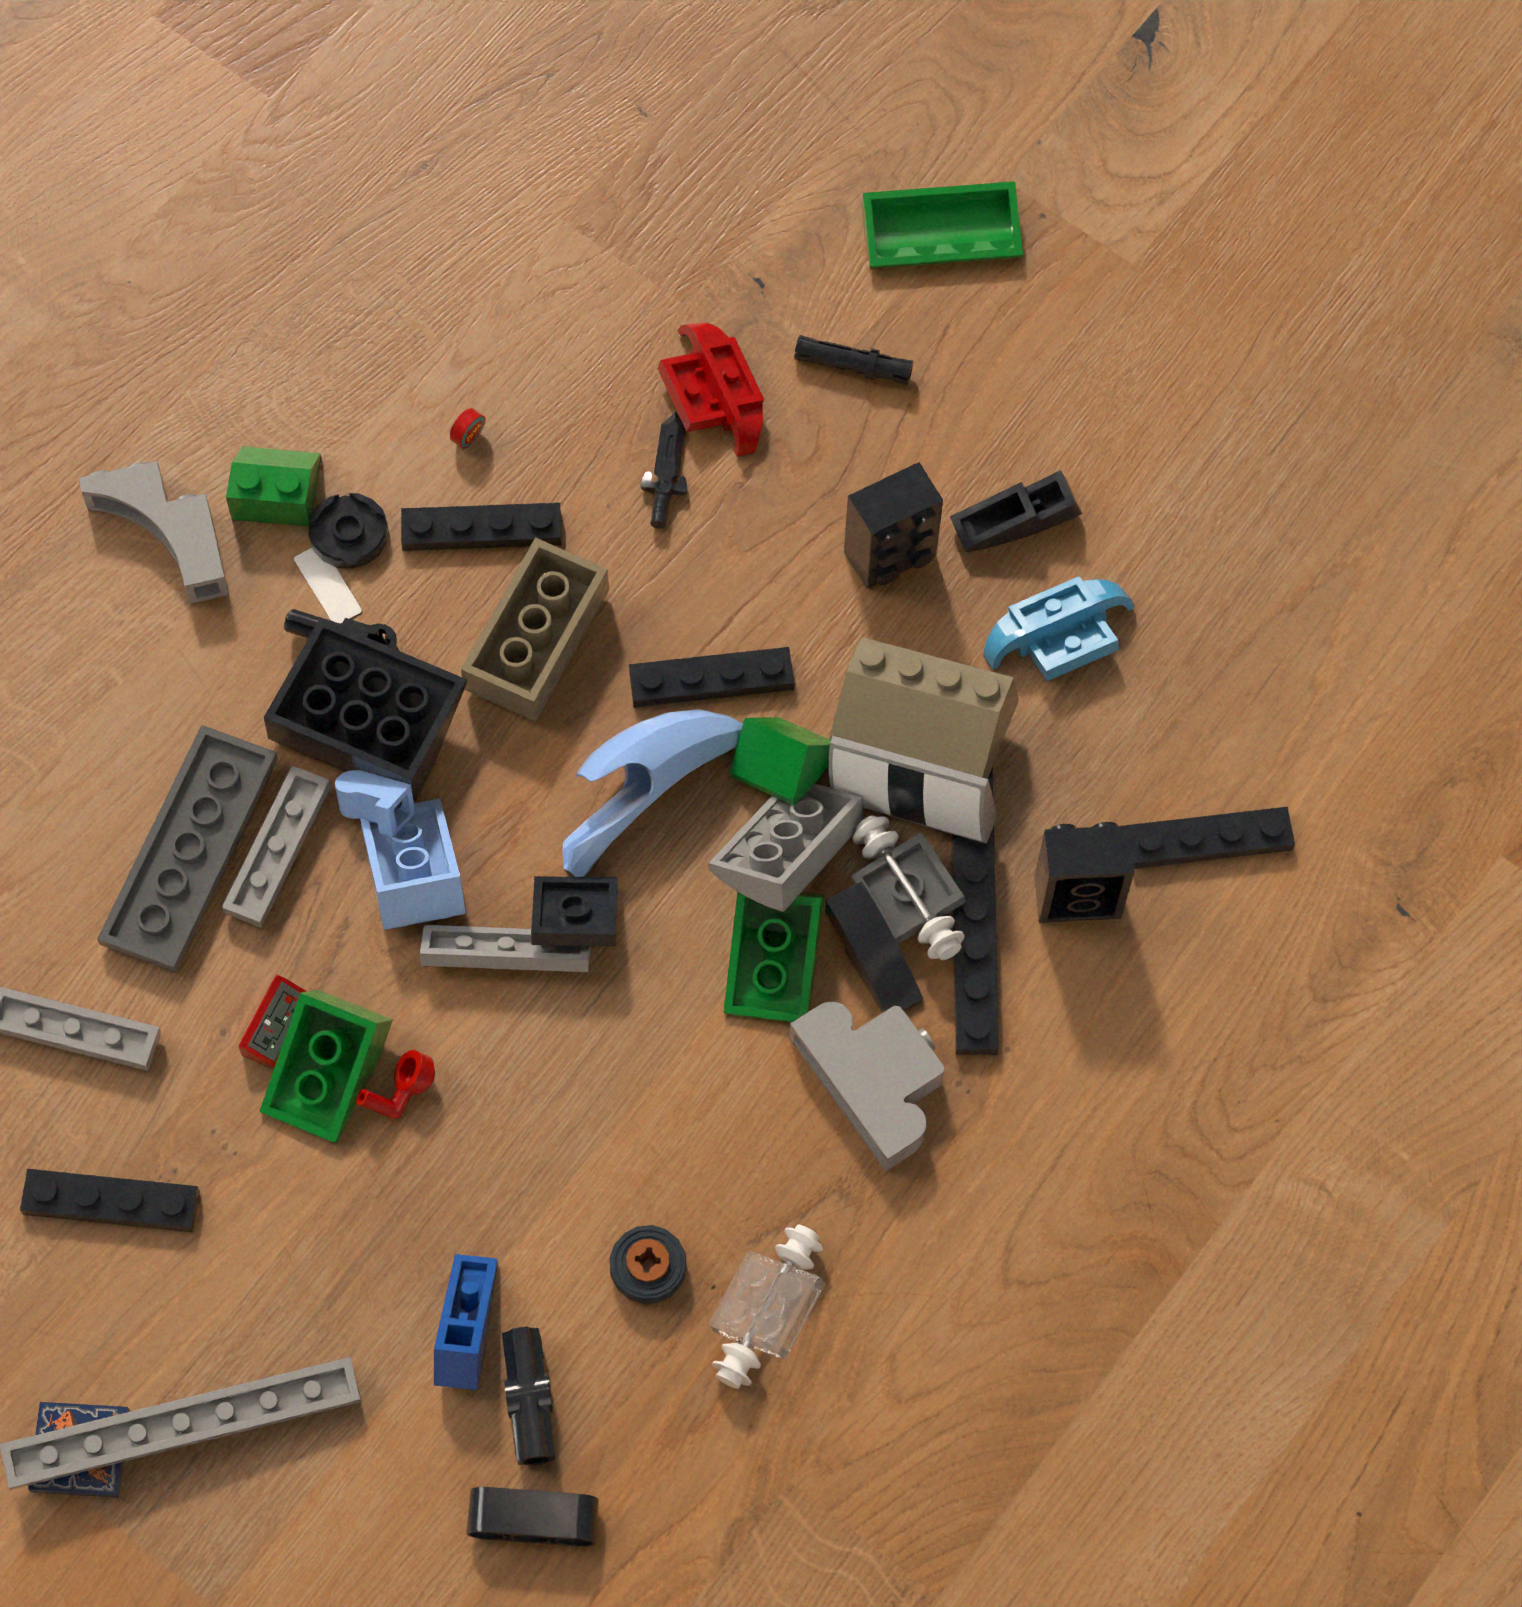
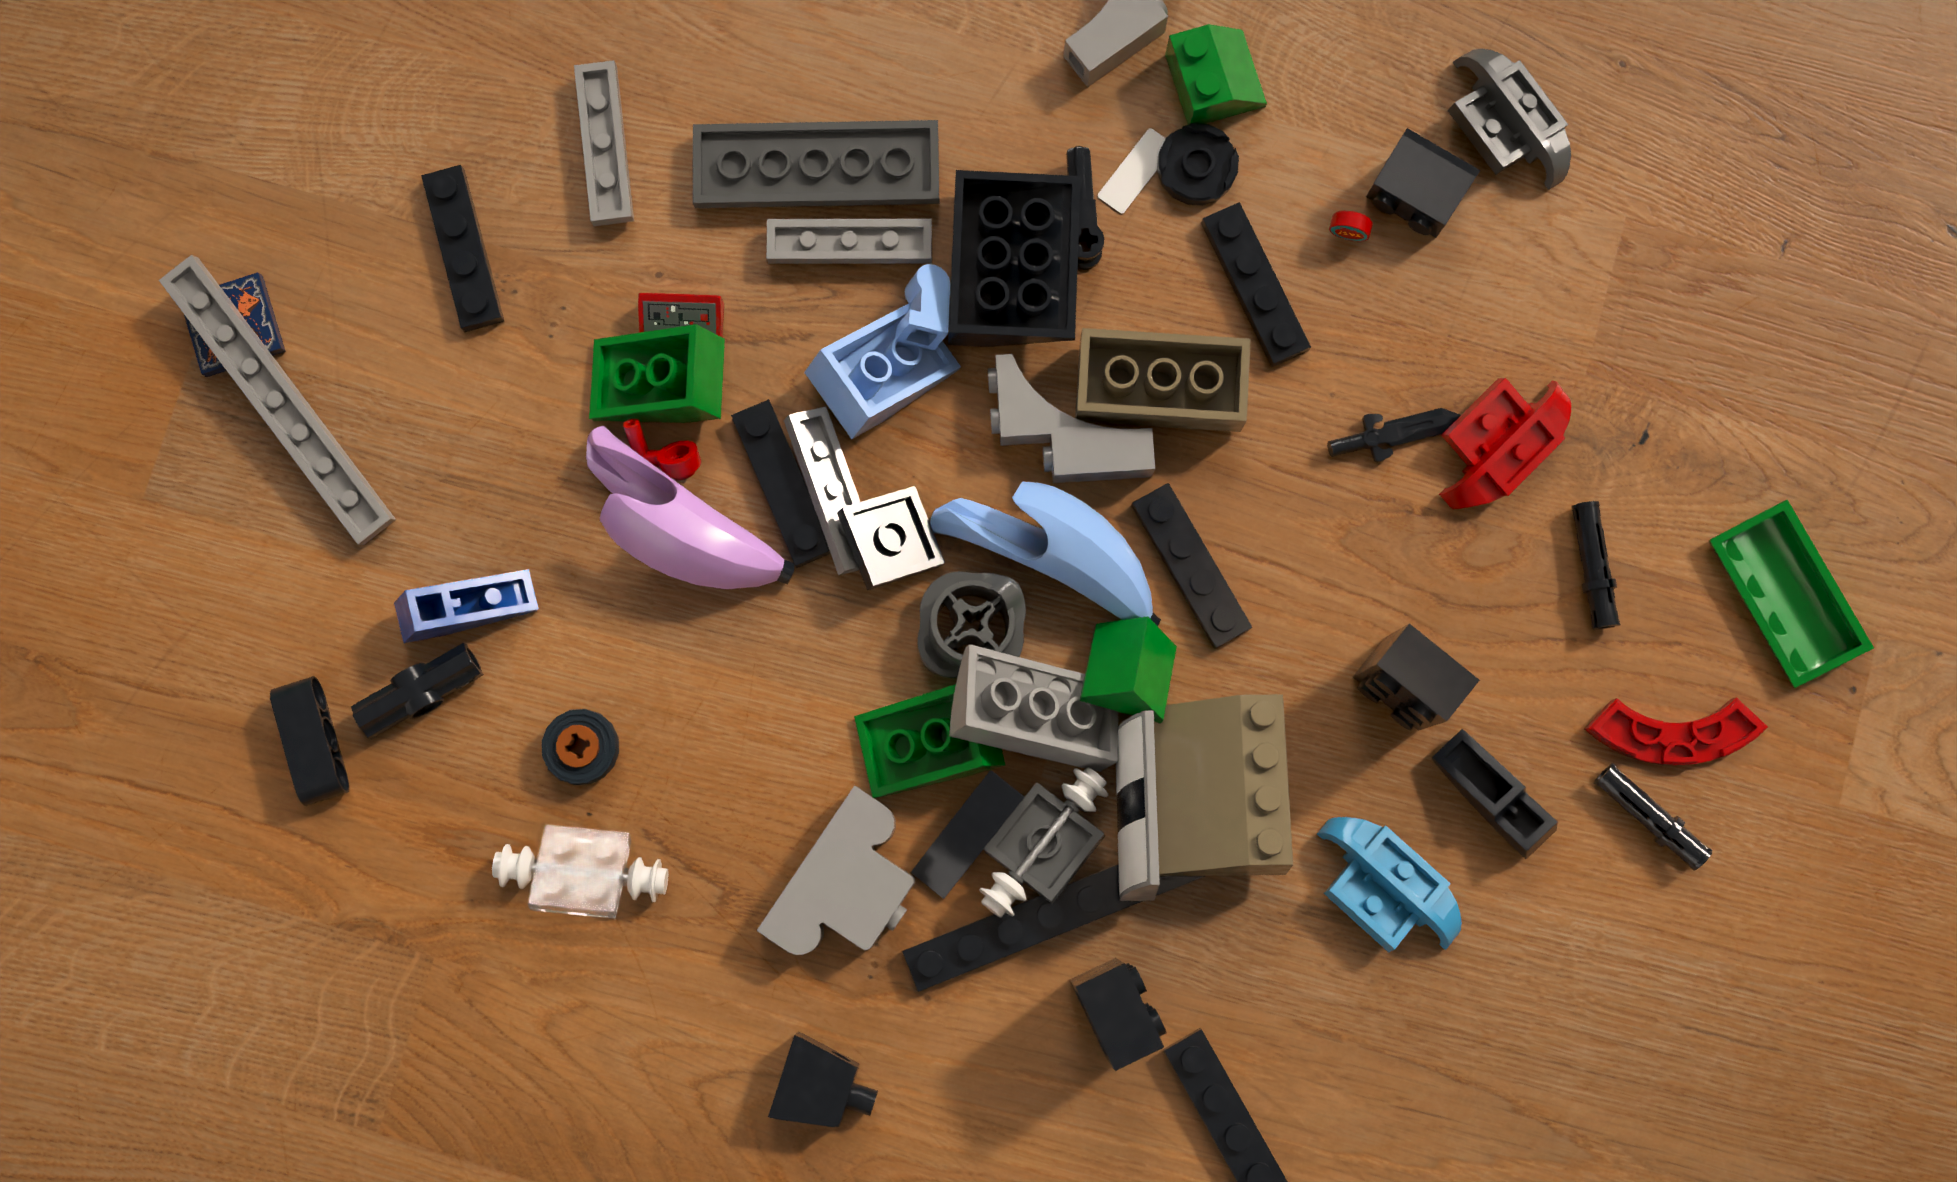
camera: 70 degrees right, 15 degrees up
(429, 266) = (1511, 117): none -> dark grey plate
(459, 354) = (1421, 184): none -> black slope
(472, 1097) = (674, 528): none -> lavender piece
(477, 993) = (781, 482): none -> black plate
(559, 728) = (1076, 448): none -> light grey arch
(689, 847) = (1002, 596): none -> dark grey piece
(1031, 363) = (1676, 743): none -> red tile
(1048, 1165) = (819, 1085): none -> black torso
(1103, 396) = (1667, 829): none -> black pin

